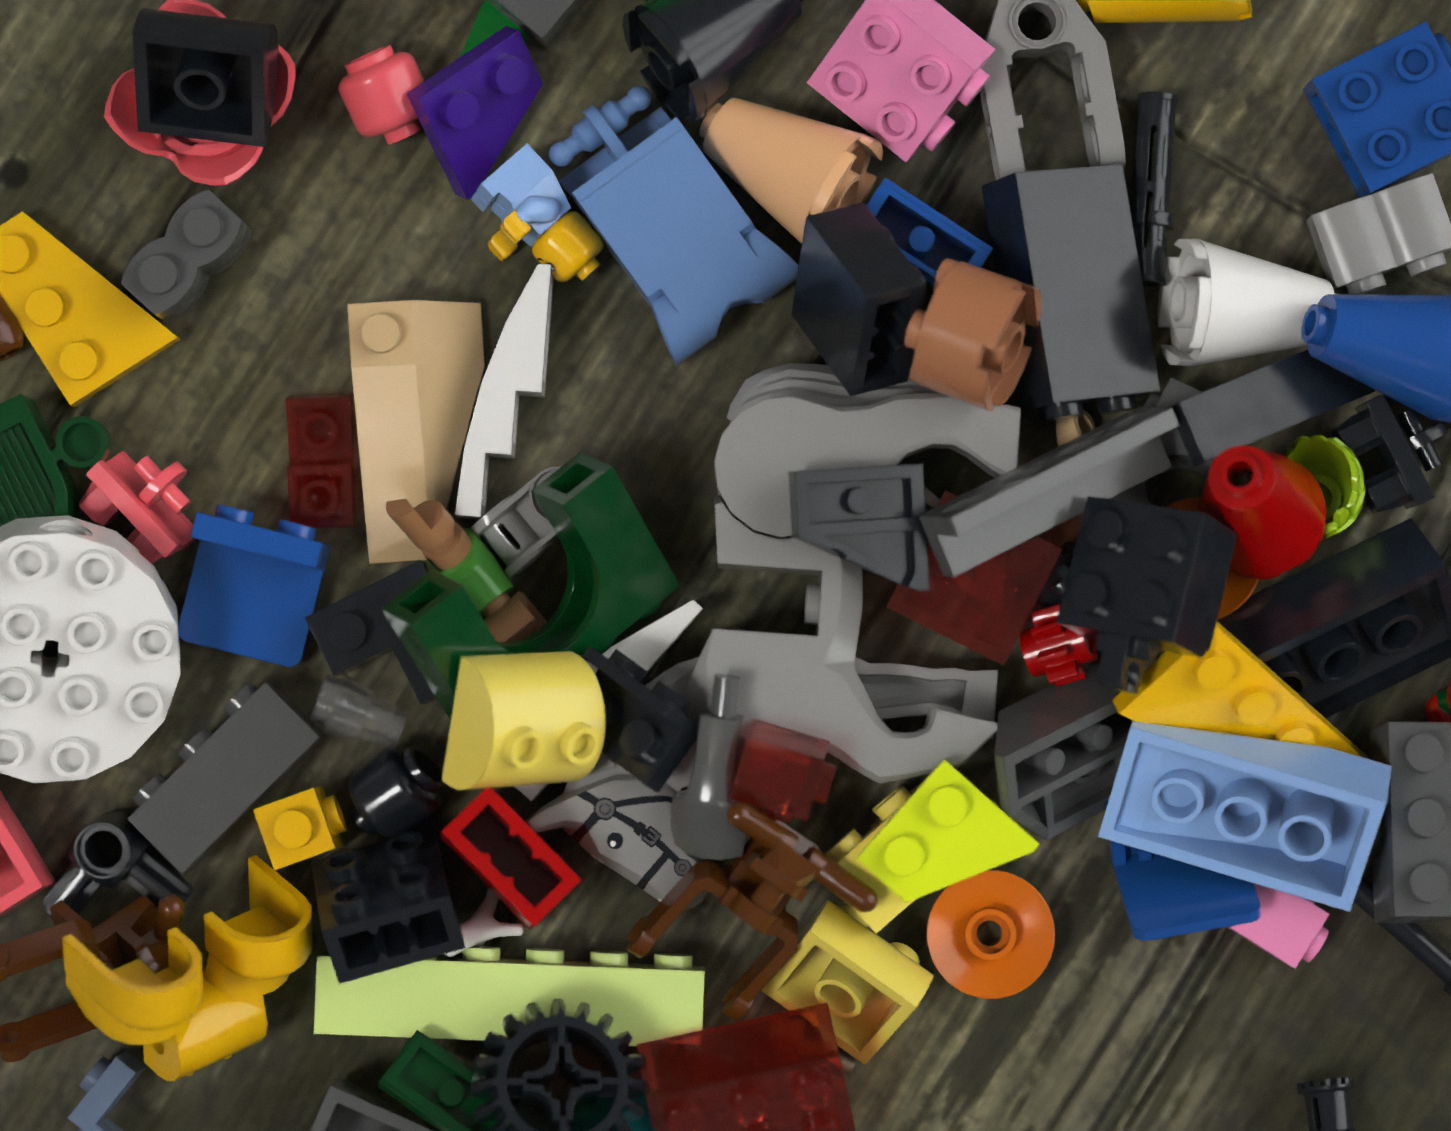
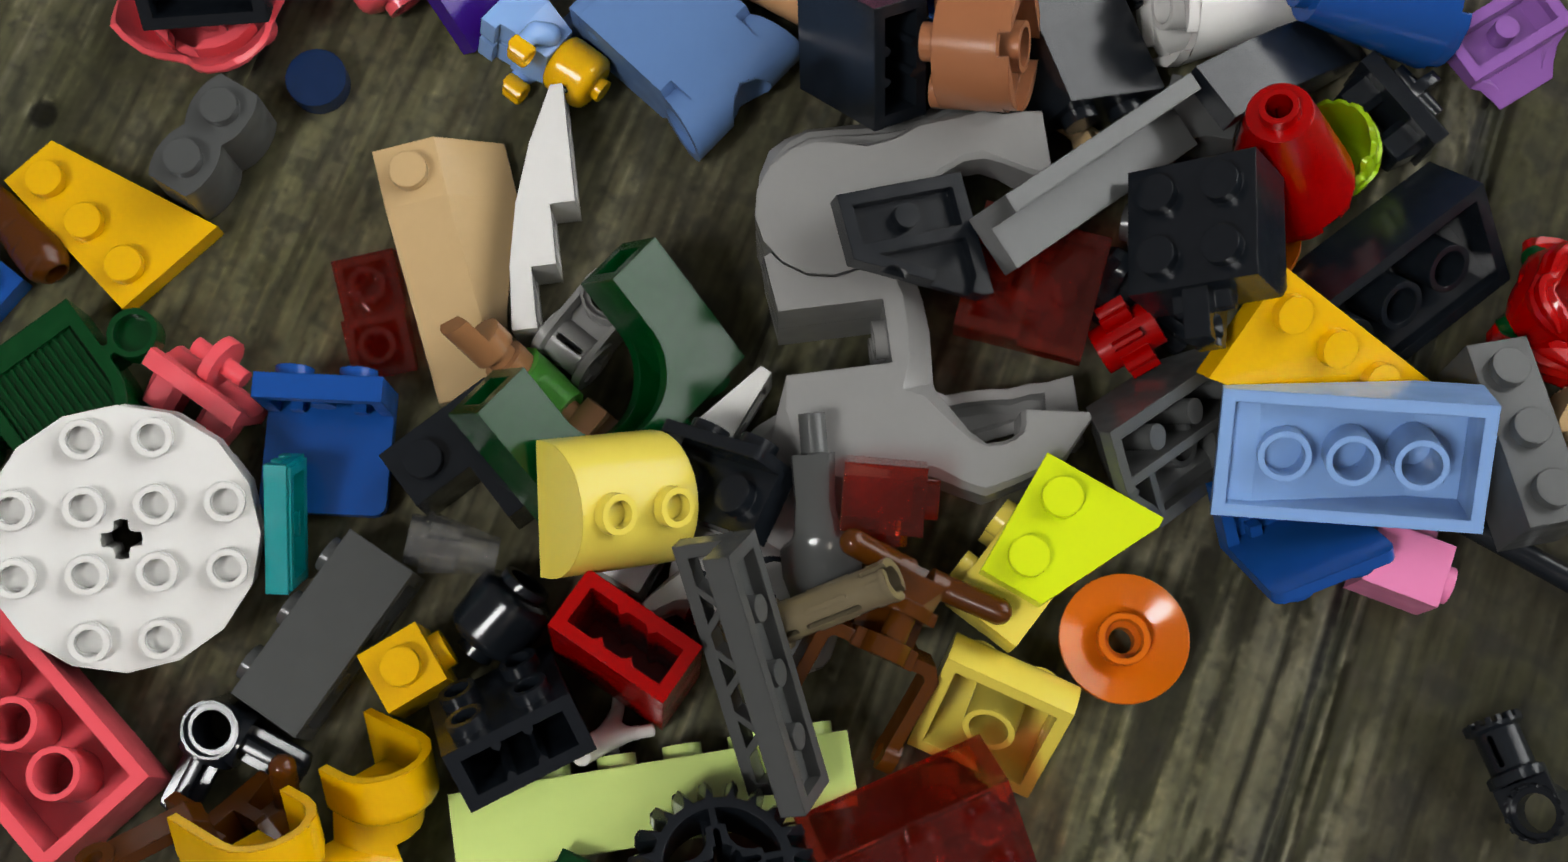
camera: 15 degrees left, 10 degrees down
(203, 662) = (285, 523): none -> teal tile
(301, 197) = (318, 81): none -> dark blue tile
(624, 909) = (763, 668): none -> dark grey fence
(661, 869) = (840, 600): none -> dark tan pin

